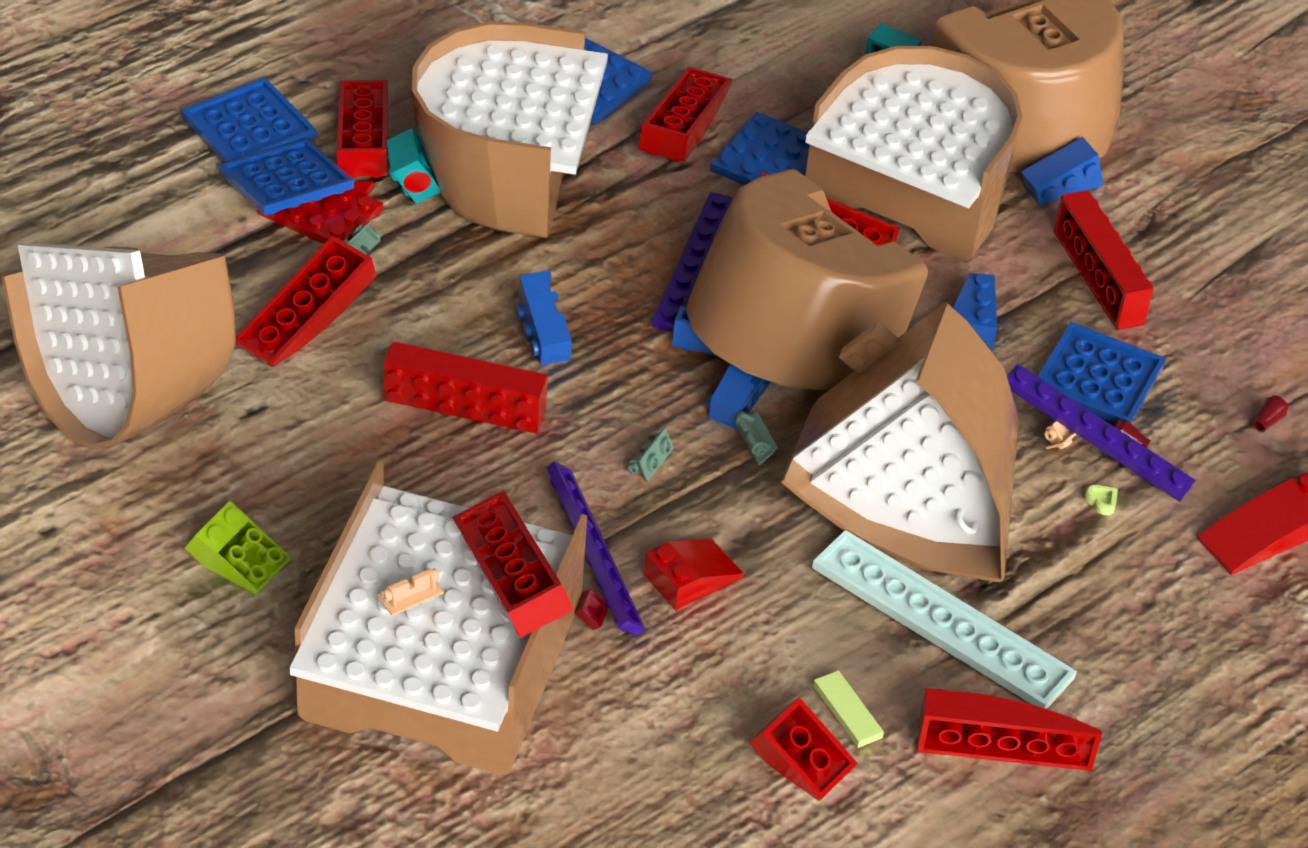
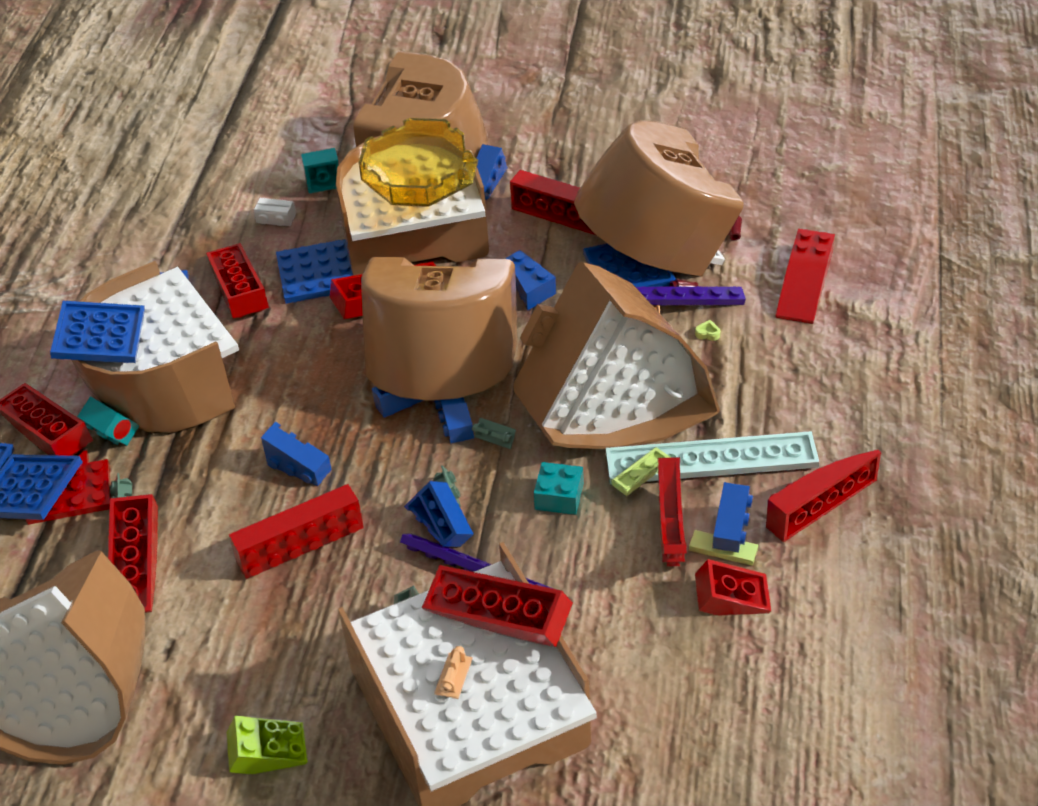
camera: 35 degrees left, 0 degrees up
(457, 64) = (98, 332): none -> blue plate
(610, 470) = (441, 514): none -> blue wedge
(689, 570) = (548, 539): red slope -> none
(691, 261) = (338, 362): dark purple plate -> none
(753, 532) = (558, 488): none -> teal brick
(801, 70) = (274, 212): none -> white brick
(817, 644) = (670, 506): none -> red arch
(850, 576) = (638, 472): none -> yellowish green tile
(879, 683) = (732, 517): none -> blue wedge
(934, 99) = (417, 162): none -> clear yellow windscreen
(1180, 316) = (658, 200): none -> medium nougat piece

